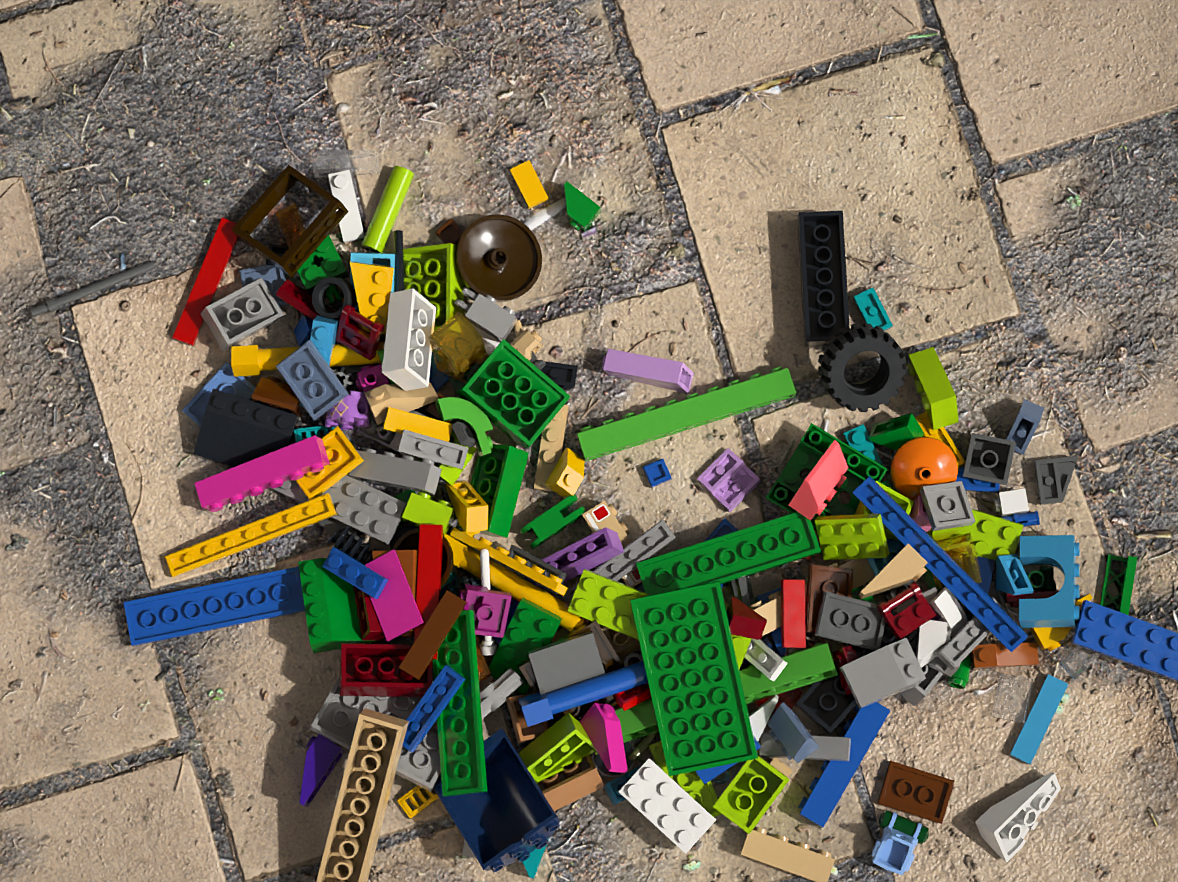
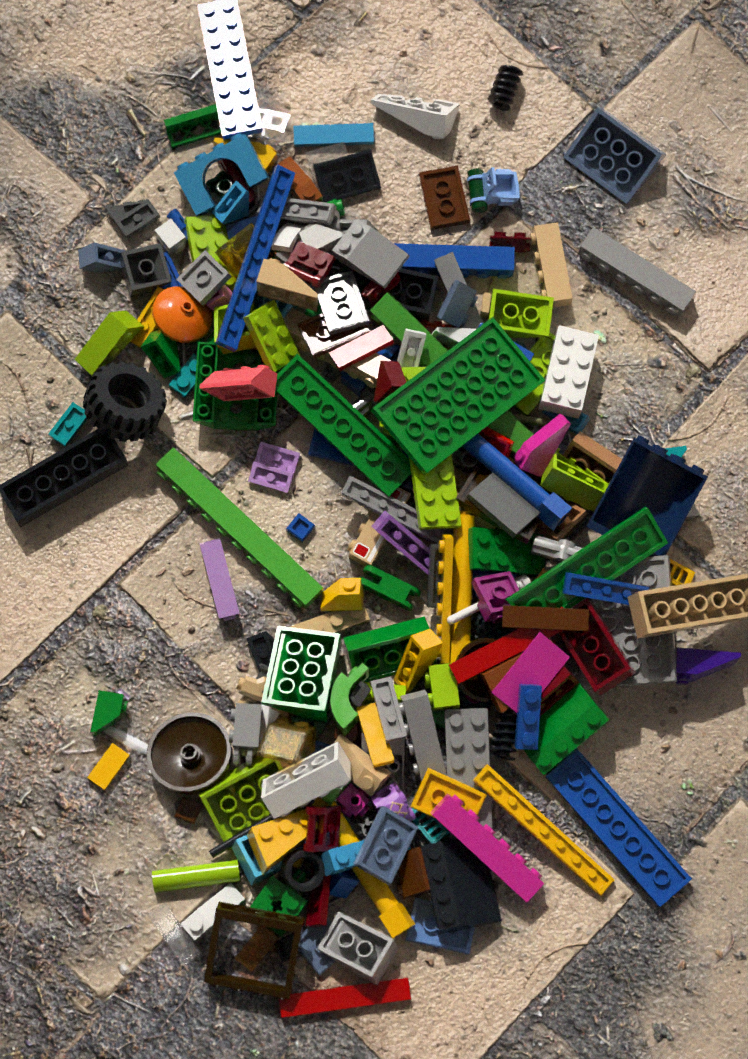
camera: 125 degrees left, 5 degrees down
(841, 821) = (517, 241): none -> dark red hinge
(986, 707) = (347, 176): none -> black tile

